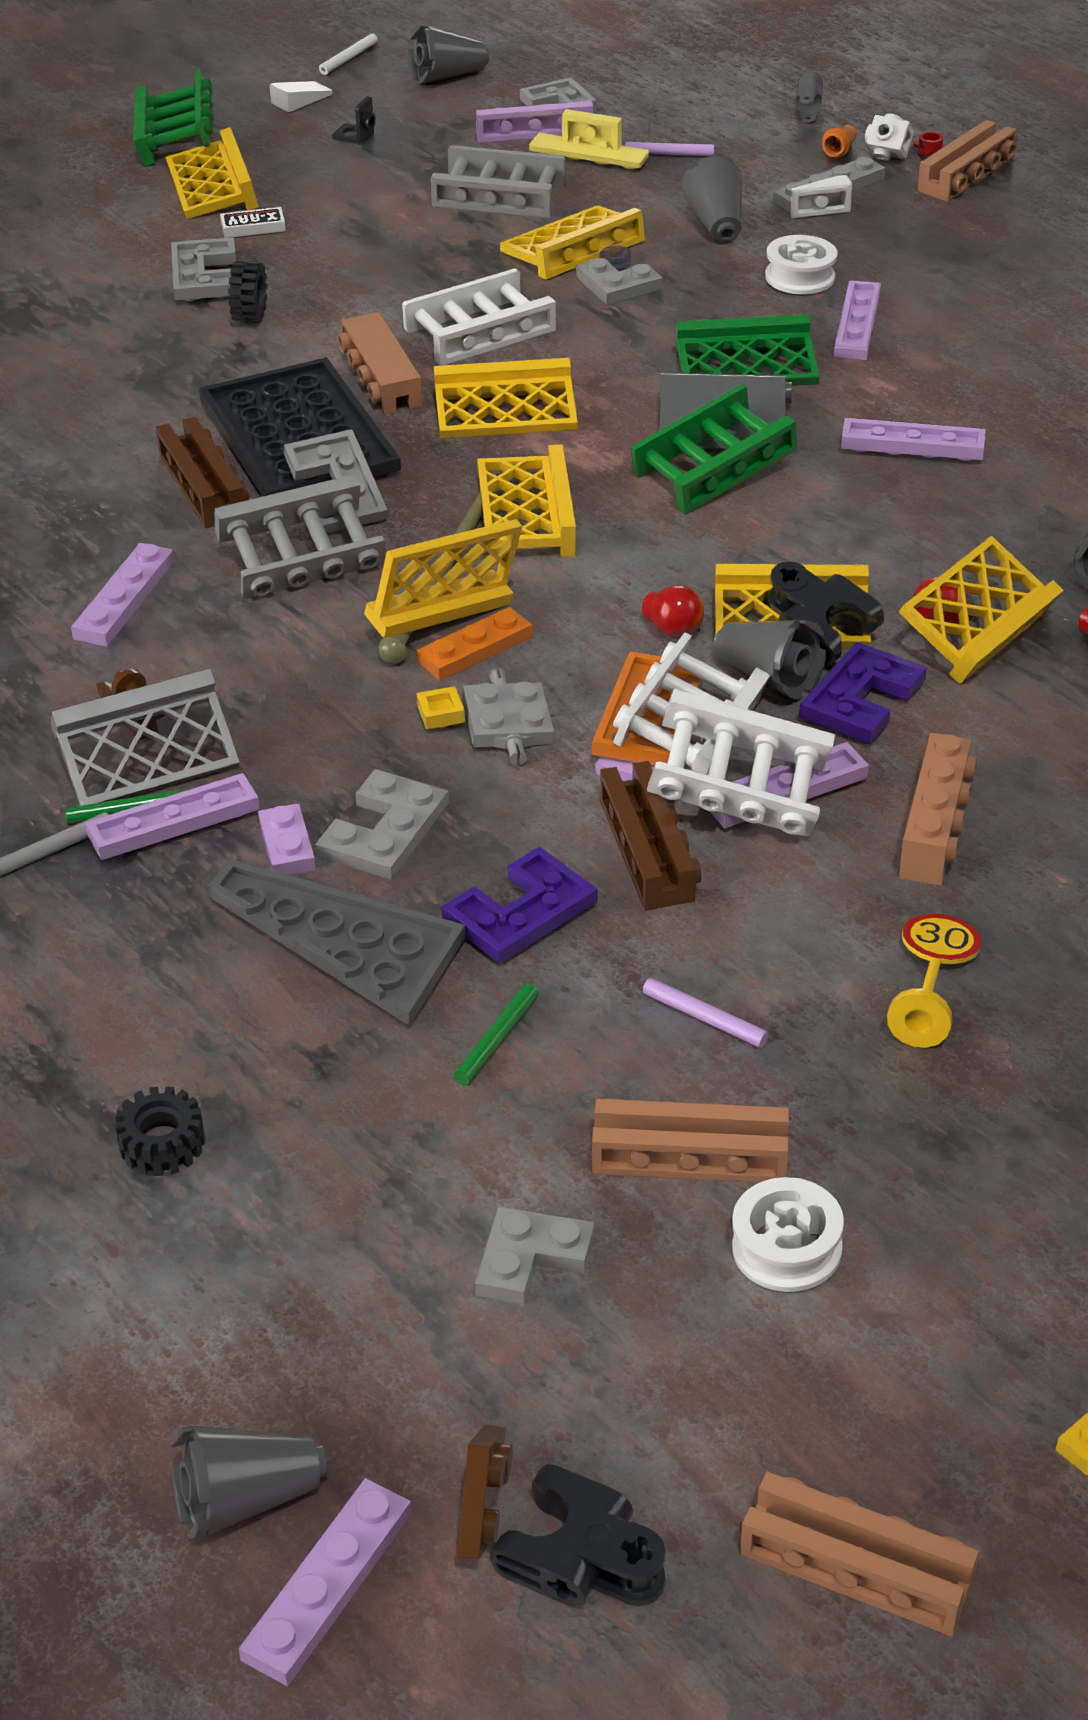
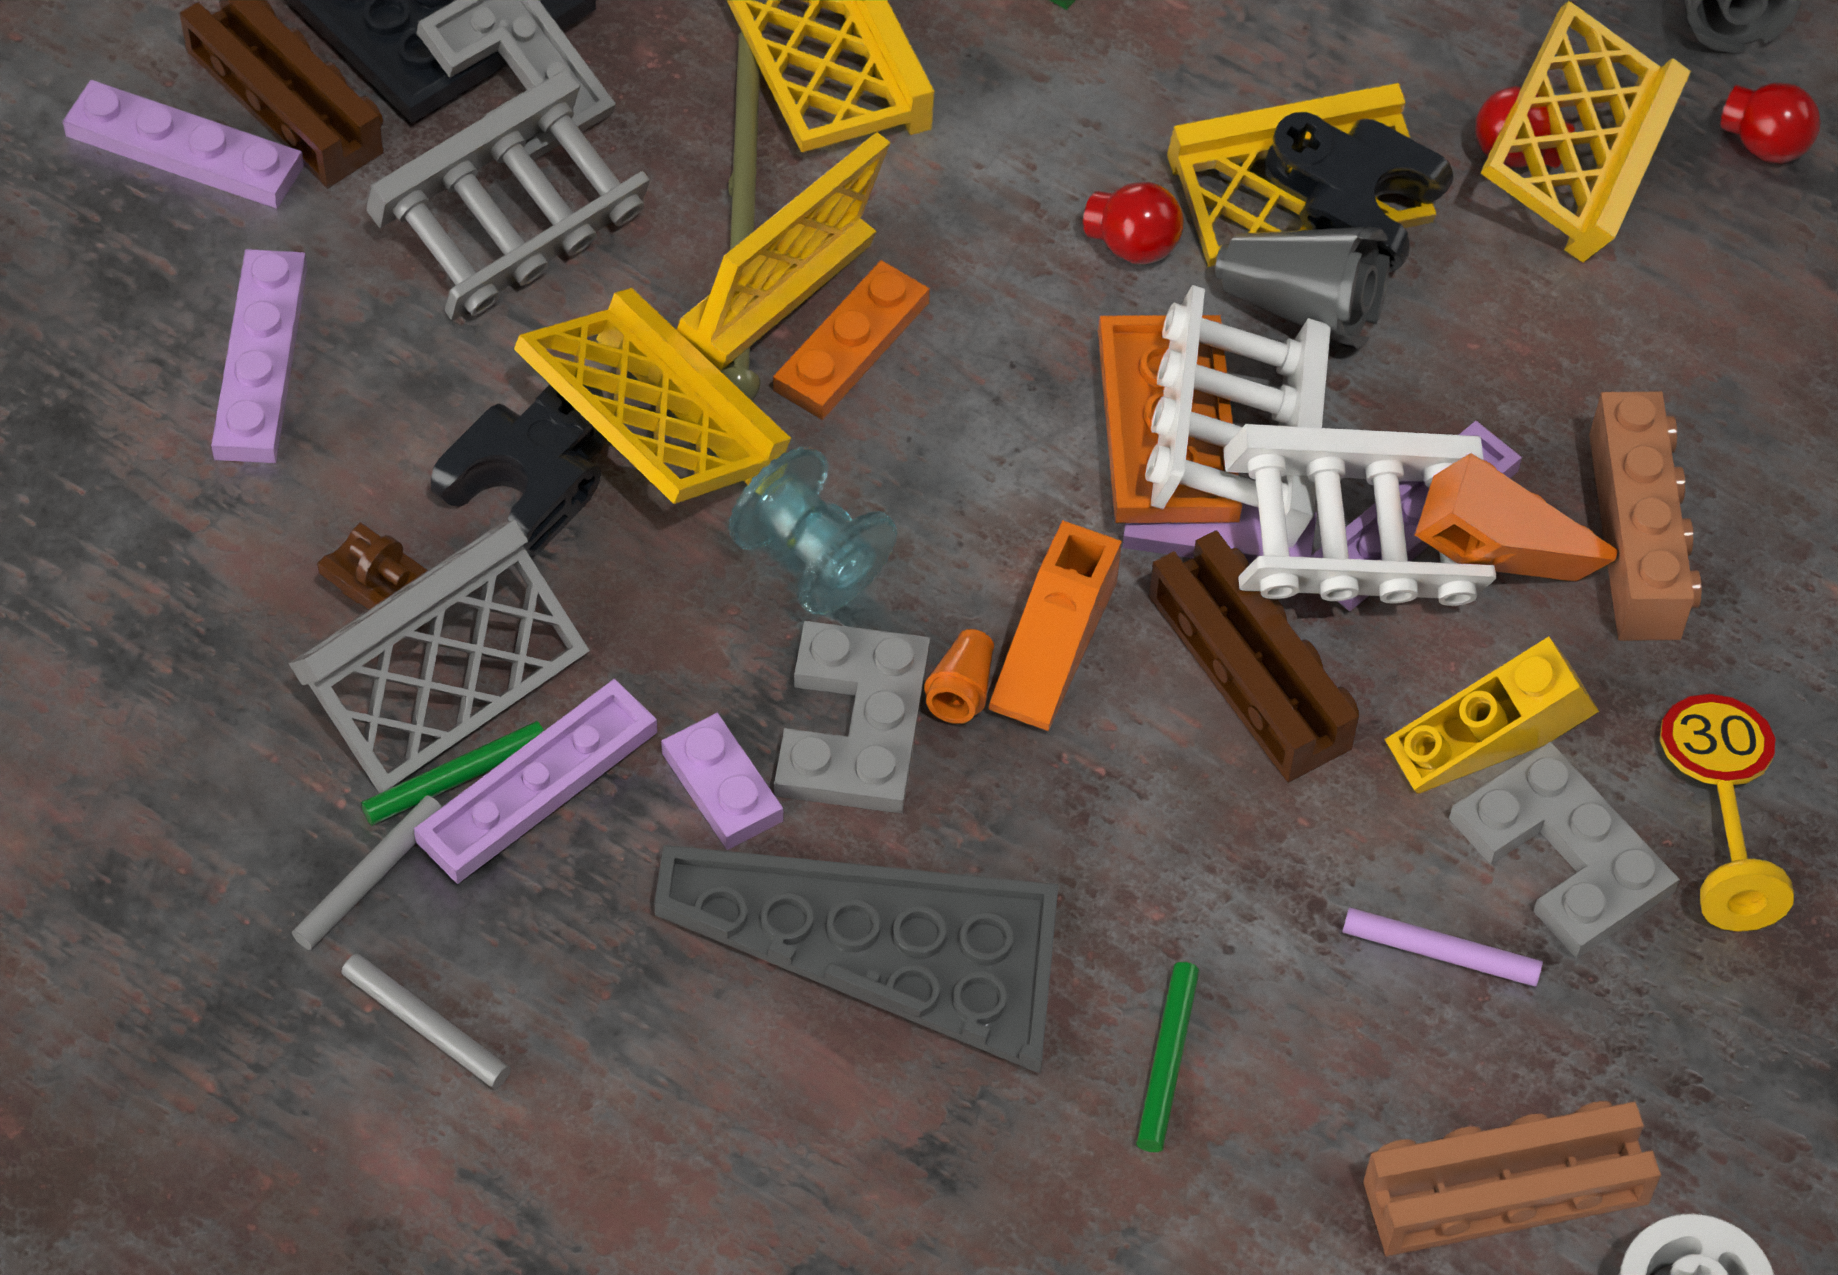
camera: 20 degrees left, 15 degrees up
(46, 923) = (426, 1021): none -> light grey bar
(134, 494) = (183, 144): none -> lavender plate
(251, 666) = (537, 453): none -> black piece
(340, 635) = (671, 377): none -> yellow fence
(401, 726) = (838, 551): none -> clear light blue hose
(440, 707) = (859, 480): yellow plate -> none
(454, 815) = (961, 679): none -> orange cone
(507, 715) = (958, 471): light grey plate -> none
(530, 792) = (1057, 624): none -> orange slope
(550, 900) = (1164, 802): dark purple plate -> none
(795, 895) = (1494, 719): none -> yellow slope
(827, 780) = (1491, 520): none -> orange slope
(838, 988) = (1614, 867): none -> light grey plate
(839, 695) = (1425, 338): dark purple plate -> none

